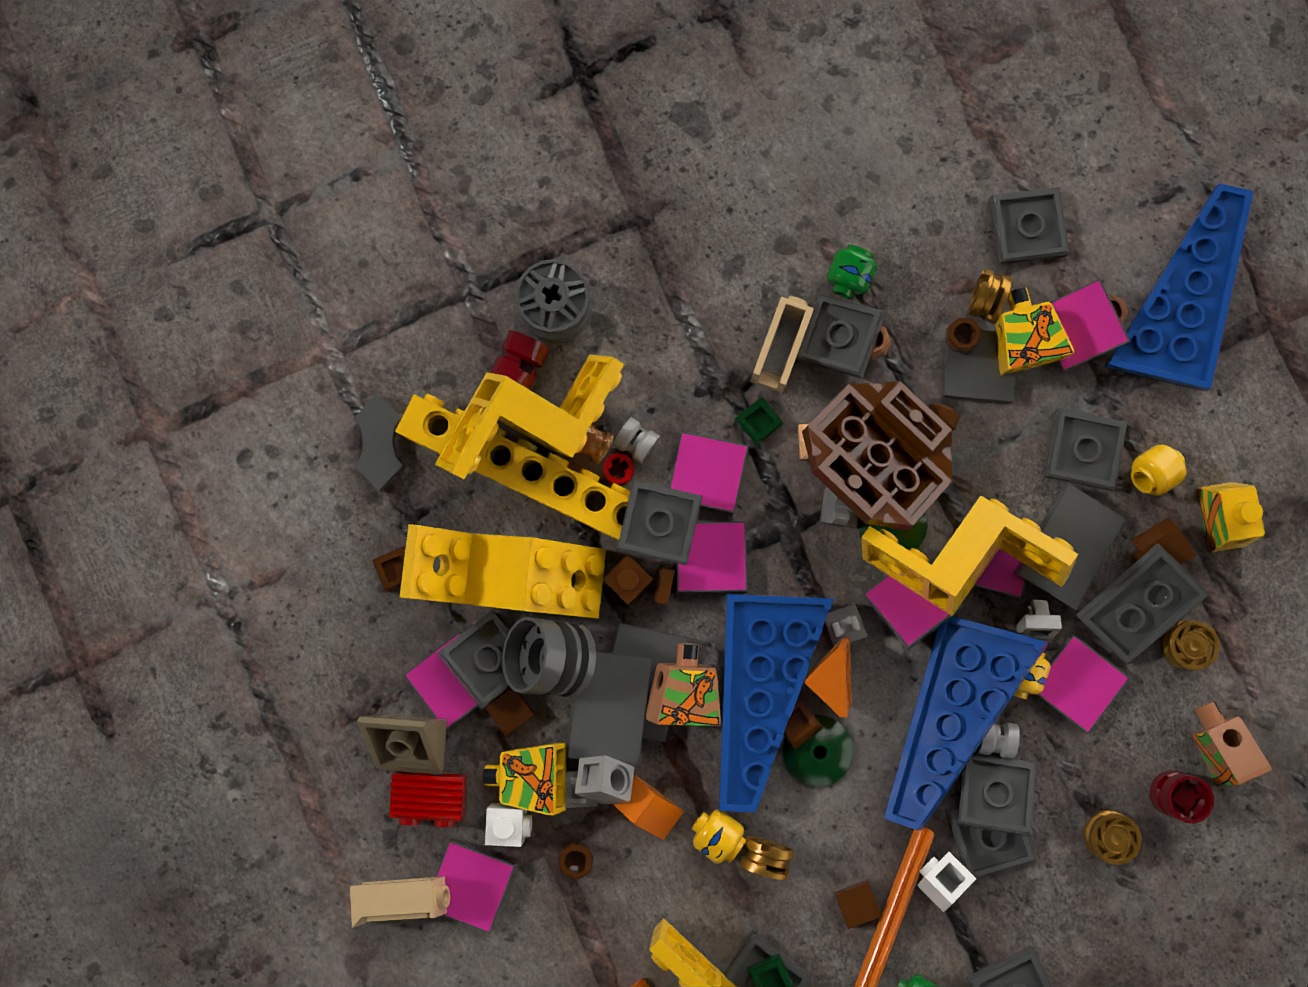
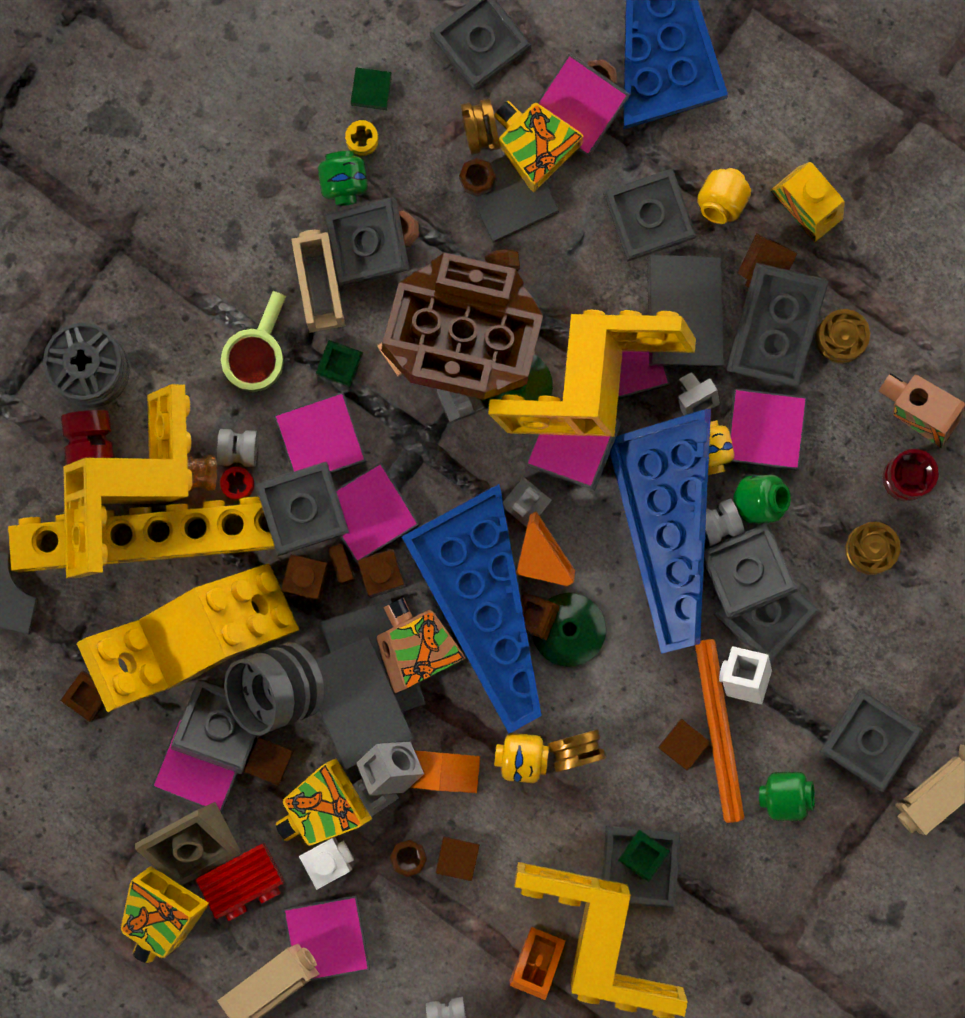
camera: 35 degrees left, 0 degrees up
(346, 784) = (159, 914): none -> torso
(615, 885) = (457, 858): none -> reddish brown tile
(692, 613) = (381, 573): none -> reddish brown brick
(693, 374) = (252, 356): none -> piece
(895, 244) = (351, 133): none -> yellow bush
(916, 213) = (371, 88): none -> dark green tile
(1045, 741) = (762, 498): none -> green head

